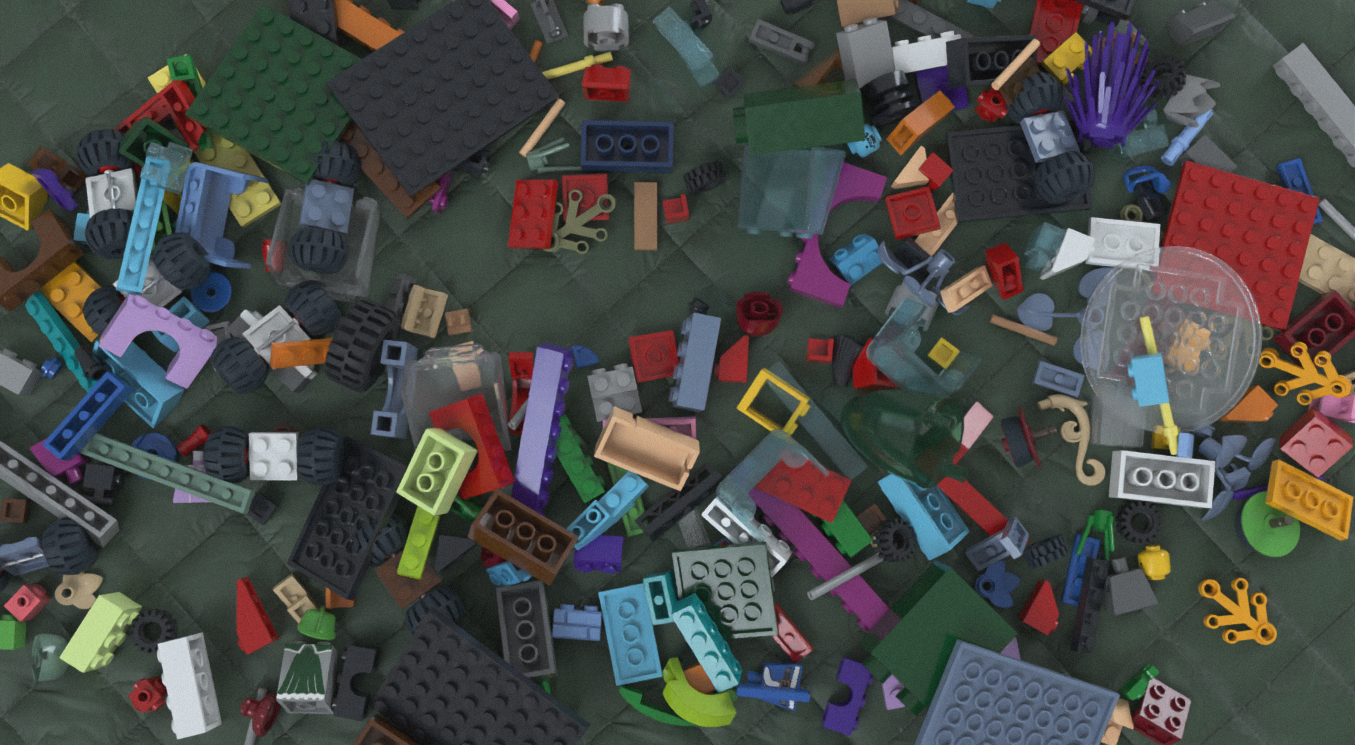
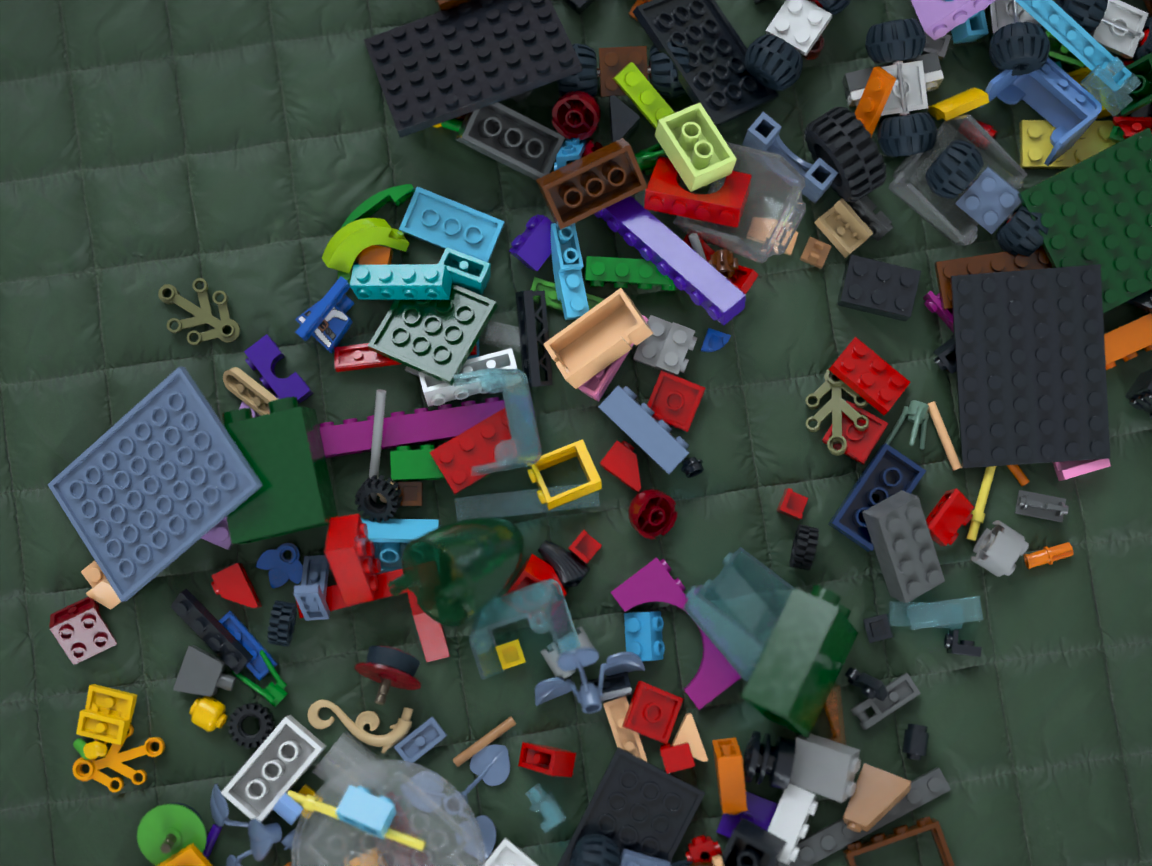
camera: 125 degrees right, 0 degrees up
(201, 294) = (969, 52): blue piece -> none
(260, 282) = (958, 104): none -> yellow slope
(455, 252) = (878, 288): none -> black brick
(471, 590) = (576, 117): none -> dark red cylinder
(518, 386) = (724, 263): none -> reddish brown gear
(577, 623) = (490, 187): medium blue brick -> none
(645, 216) = (804, 474): medium nougat tile -> none
(654, 99) = (903, 546): none -> dark grey brick
(780, 57) = (870, 686): none -> black plate
(871, 142) = (744, 716): medium azure head -> none
(878, 708) = (248, 390): none -> tan plate
(960, 526) = (352, 558): none -> red brick
(966, 288) = (553, 711): light nougat plate -> none
(1069, 253) = (524, 824): white slope -> none
(1136, 685) = (117, 623): green plate -> none
(1211, 644) = (106, 714): none -> yellow slope
(1237, 478) = (229, 837): sand blue tile -> none
(1249, 639) = (90, 750): none -> yellow arm

